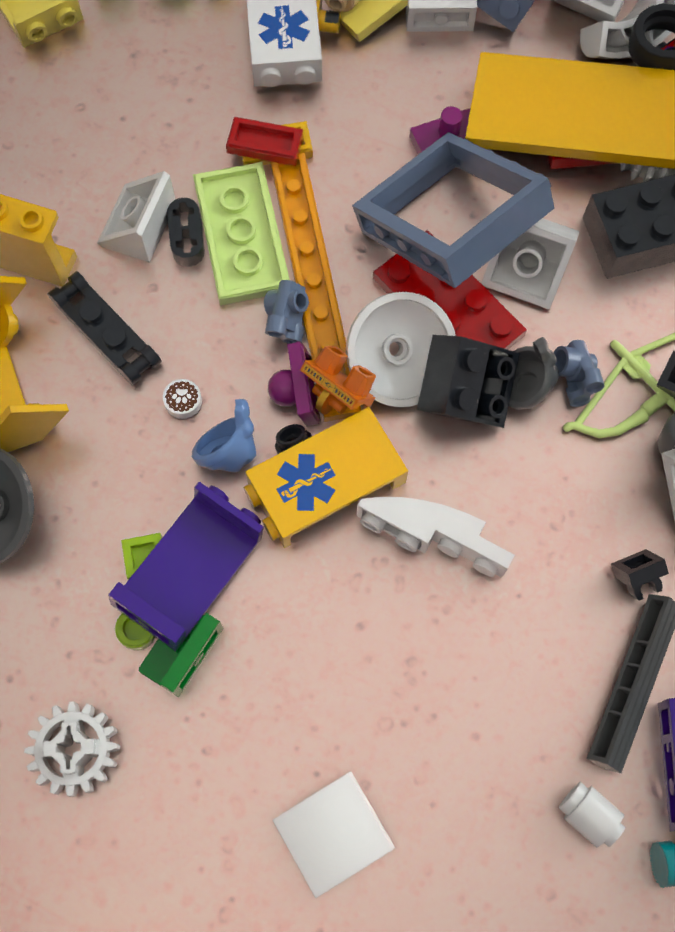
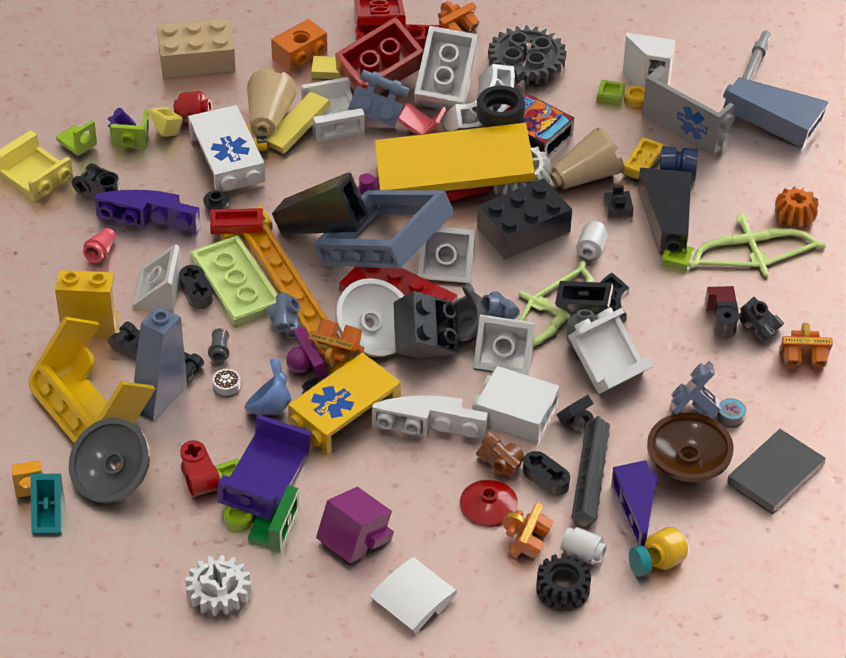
camera: 15 degrees left, 25 degrees down
(78, 140) = (98, 246): none -> coral cone
(84, 368) = (161, 360): none -> sand blue slope
(100, 550) = (198, 469): none -> red piece
(106, 42) = (95, 181): none -> black piece
(151, 89) = (142, 206): none -> dark purple slope
(185, 345) = (219, 348): none -> dark grey pin
(250, 107) = (216, 200): none -> black plate
(282, 698) = (353, 524): none -> magenta plate
(378, 157) = (324, 208): none -> black slope
(471, 710) = (484, 510): none -> red dish
(515, 764) = (523, 527): none -> orange hips
(519, 629) = (502, 458): none -> dark orange plate
(548, 31) = (417, 121): none -> coral bracket
(560, 537) = (517, 403): none -> white brick
(568, 439) = (504, 344): none -> white slope
(574, 865) = (563, 595): none -> black tyre
(580, 659) = (546, 473): none -> black beam

